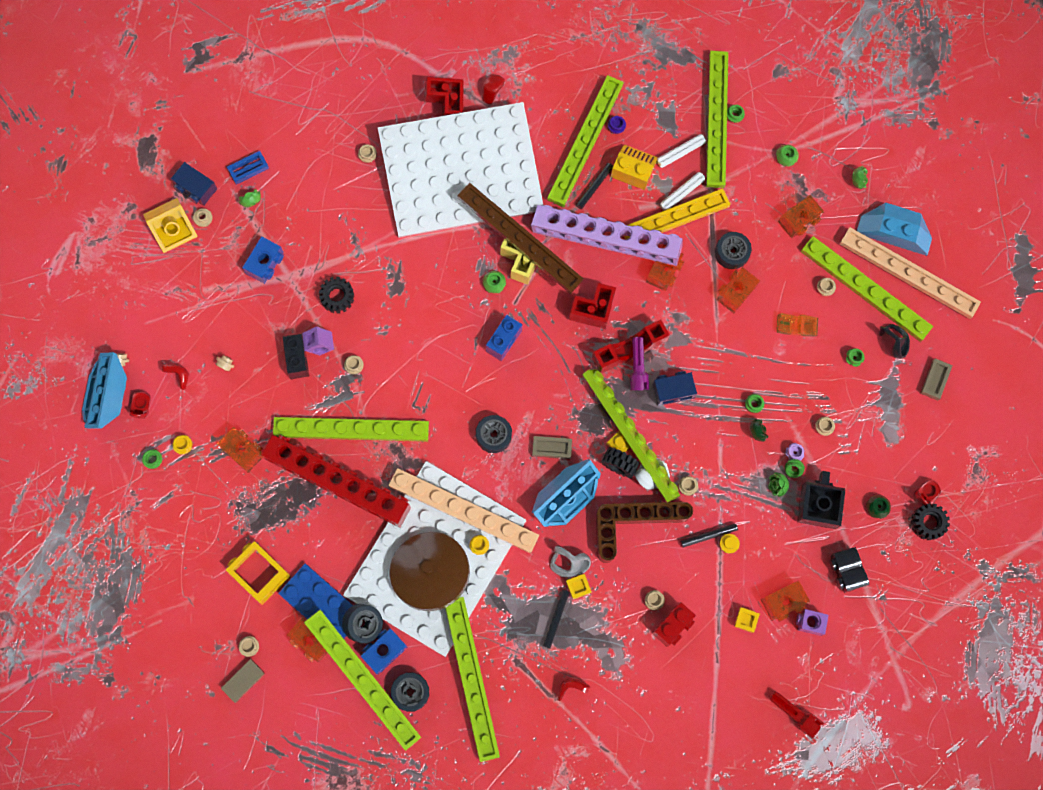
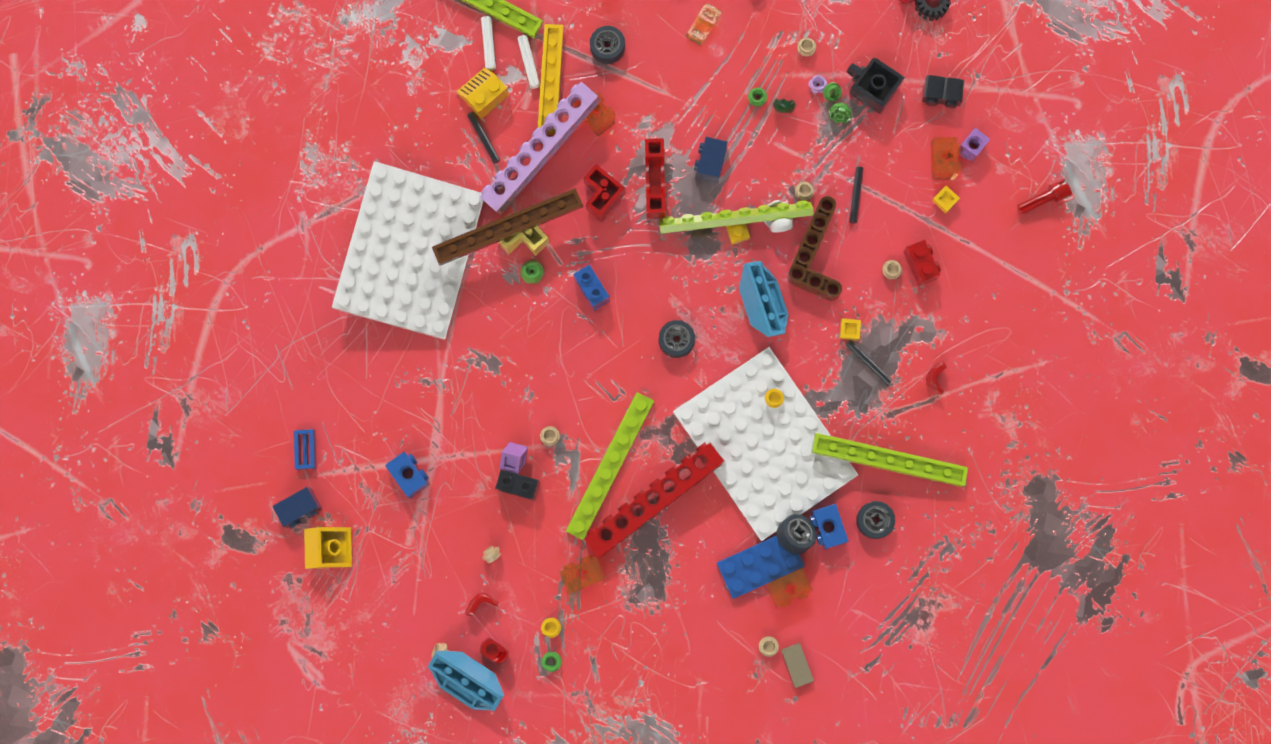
camera: 55 degrees left, 5 degrees up
(202, 222) = (341, 513): tan plate -> none
(250, 198) = (339, 460): bright green plate -> none
(271, 587) = (681, 609): yellow window -> none
(336, 305) = (463, 421): black tyre -> none
(362, 680) = (847, 556): lime plate -> none
(367, 153) = (347, 330): tan plate -> none
(429, 571) = (779, 452): reddish brown dish -> none
(445, 91) = (327, 226): red brick -> none
(464, 510) = (736, 397): light nougat plate -> none
(491, 88) = (339, 184): red hair -> none
(552, 447) = (713, 293): dark tan tile -> none
(580, 563) = (832, 319): light grey piece -> none
(585, 141) = (436, 124): lime plate -> none
(616, 125) = (434, 88): dark purple plate -> none
(620, 462) = (757, 239): black tyre -> none
(639, 378) = (688, 186): magenta piece -> none
(729, 543) = (872, 181): yellow plate -> none
(734, 299) = (646, 49): clear orange brick -> none
(872, 506) = (894, 42): dark green plate -> none

